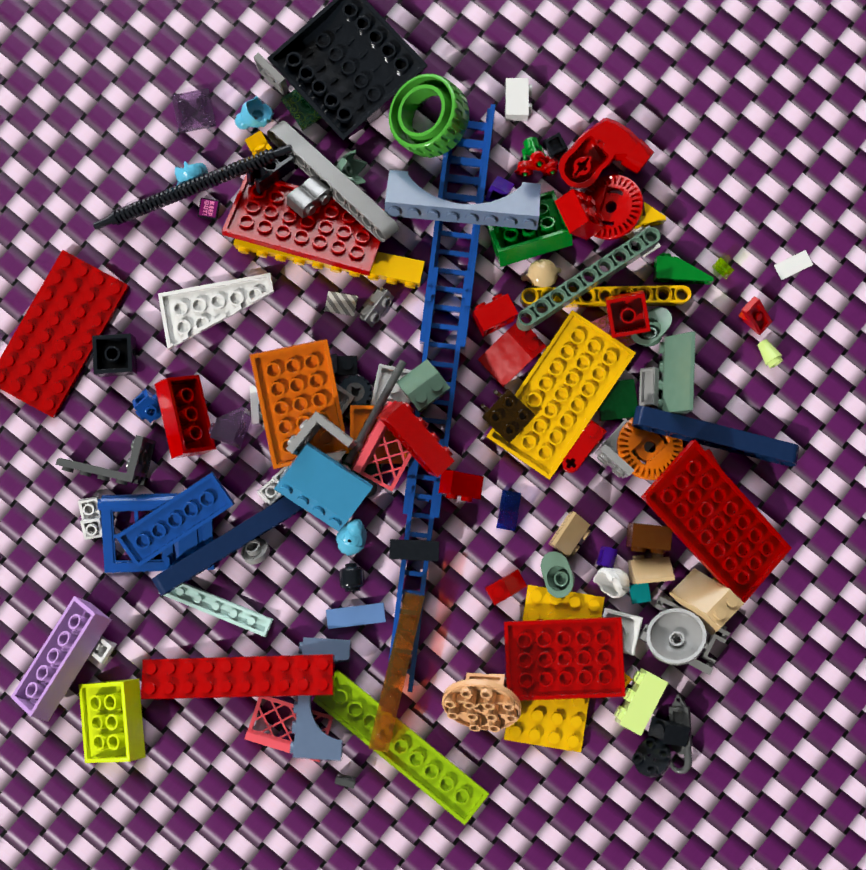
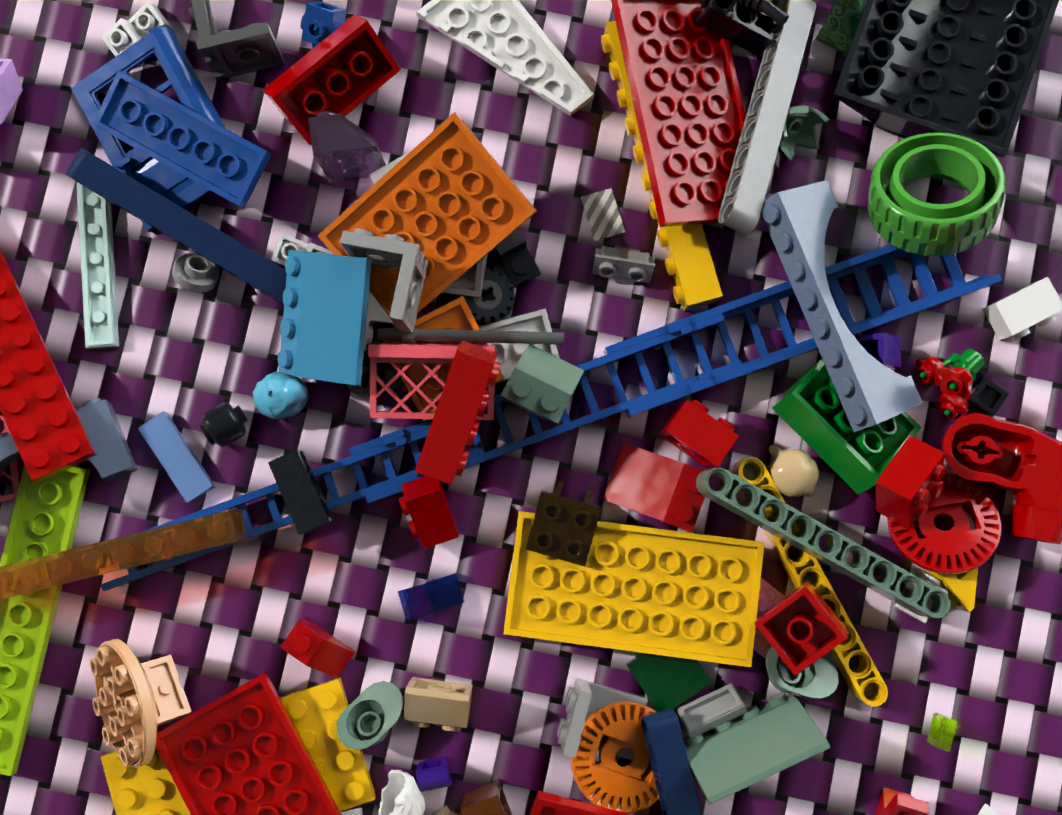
camera: 60 degrees right, 0 degrees up
(308, 197) = (727, 88): flat silver brick -> none
(584, 445) = (576, 659): red piece -> none
(674, 270) = (902, 666): green slope -> none

